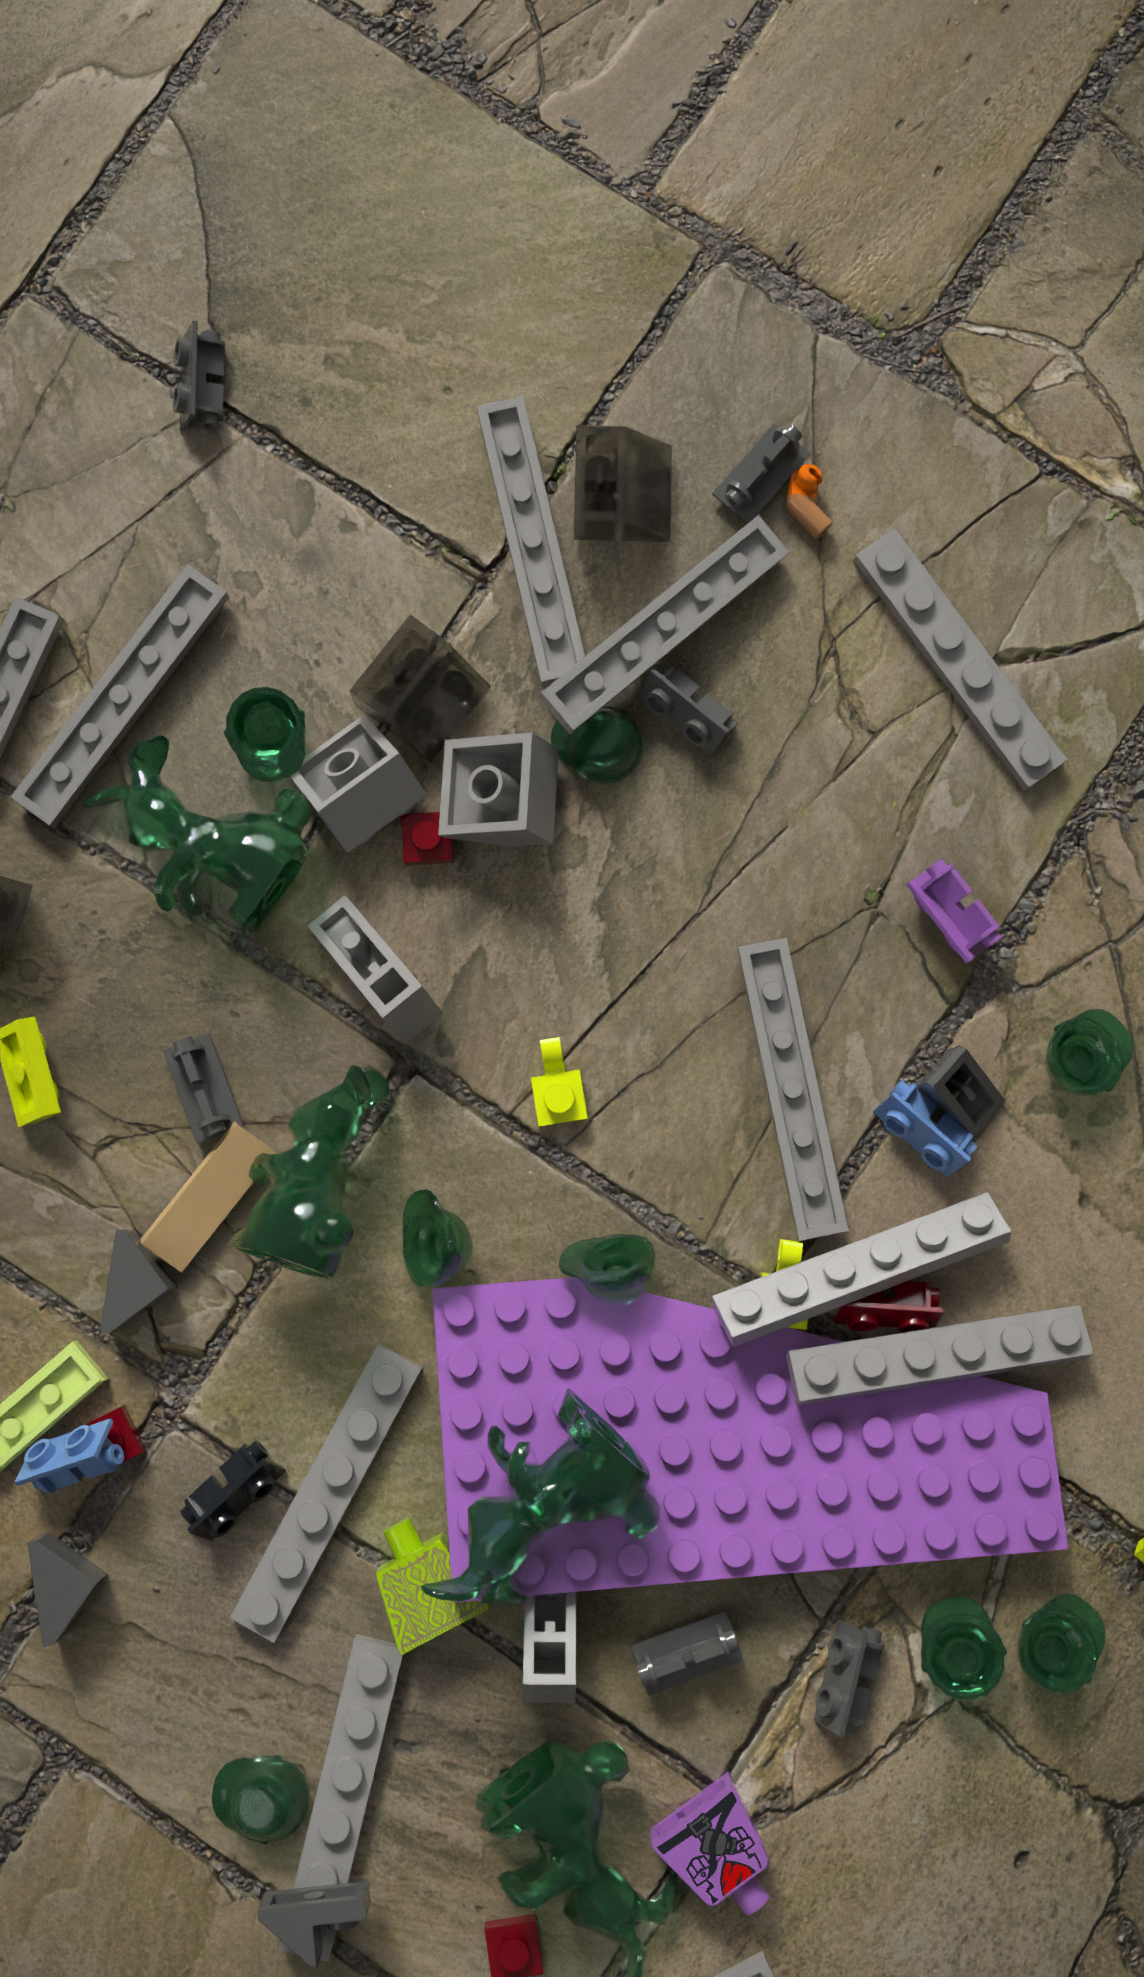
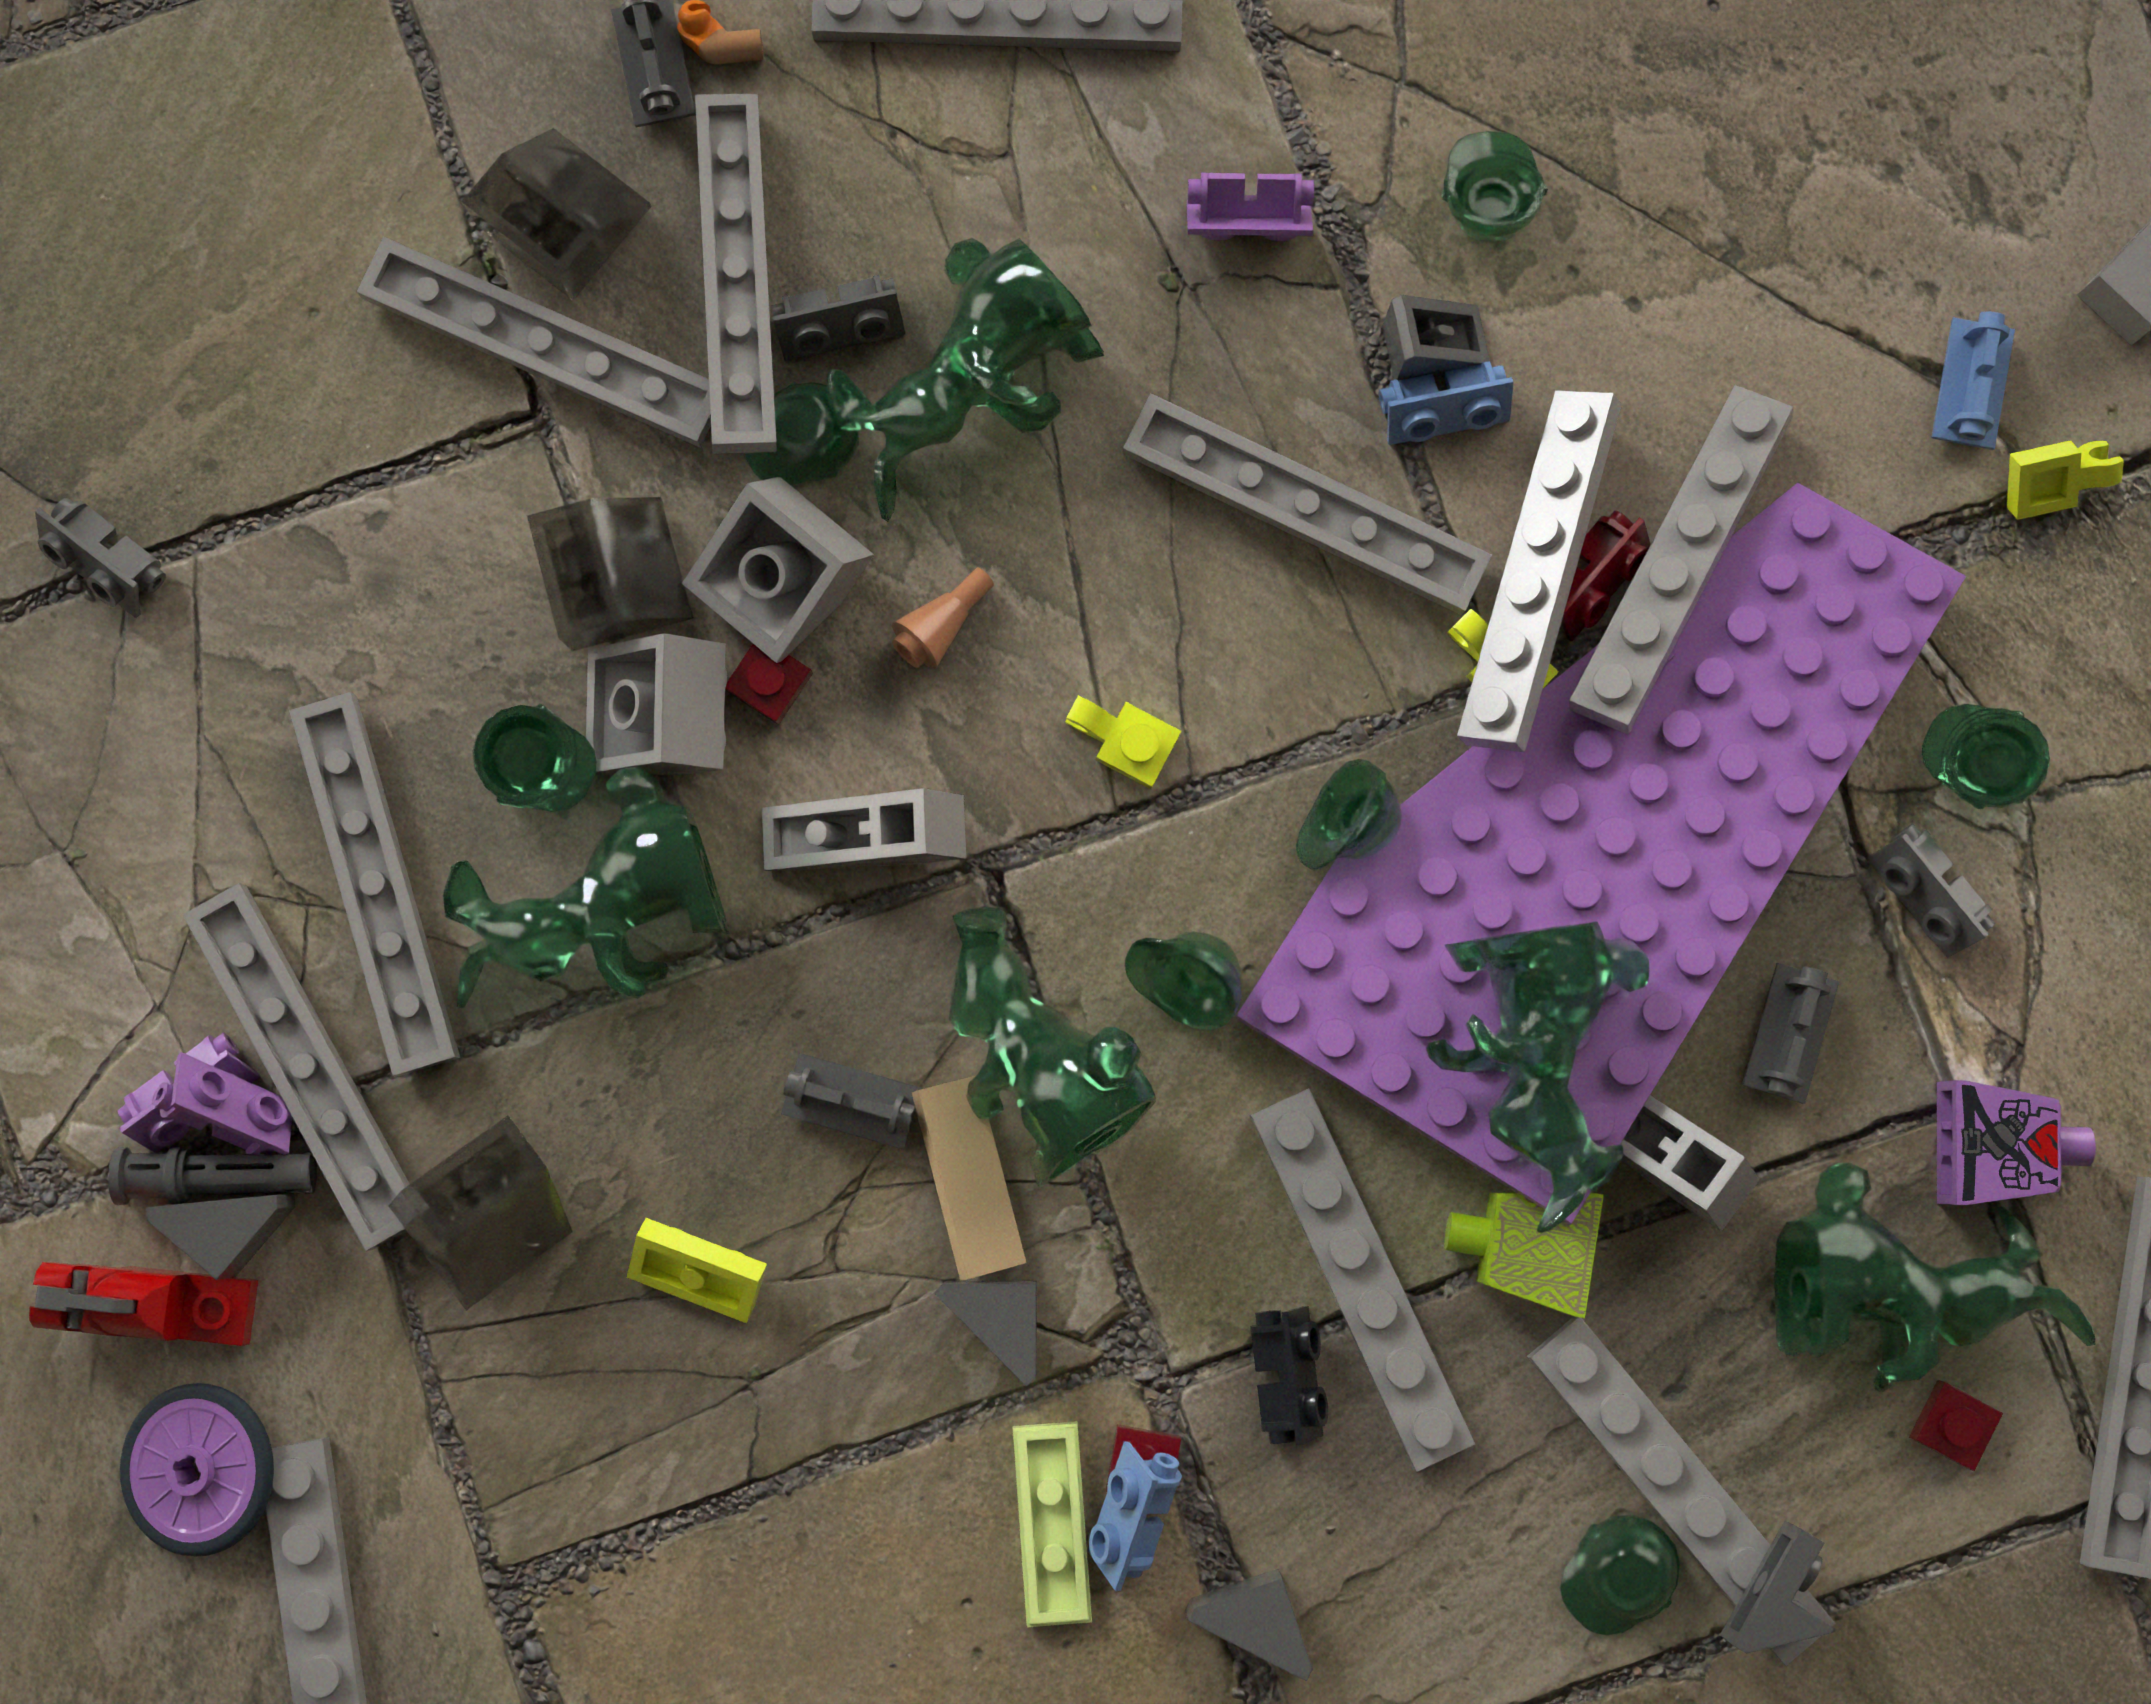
camera: 50 degrees left, 0 degrees up
(535, 914) = (929, 630): none -> nougat cone
(757, 811) = (1000, 321): none -> clear green animal
(1061, 1644) = (2053, 654): clear green hat -> none

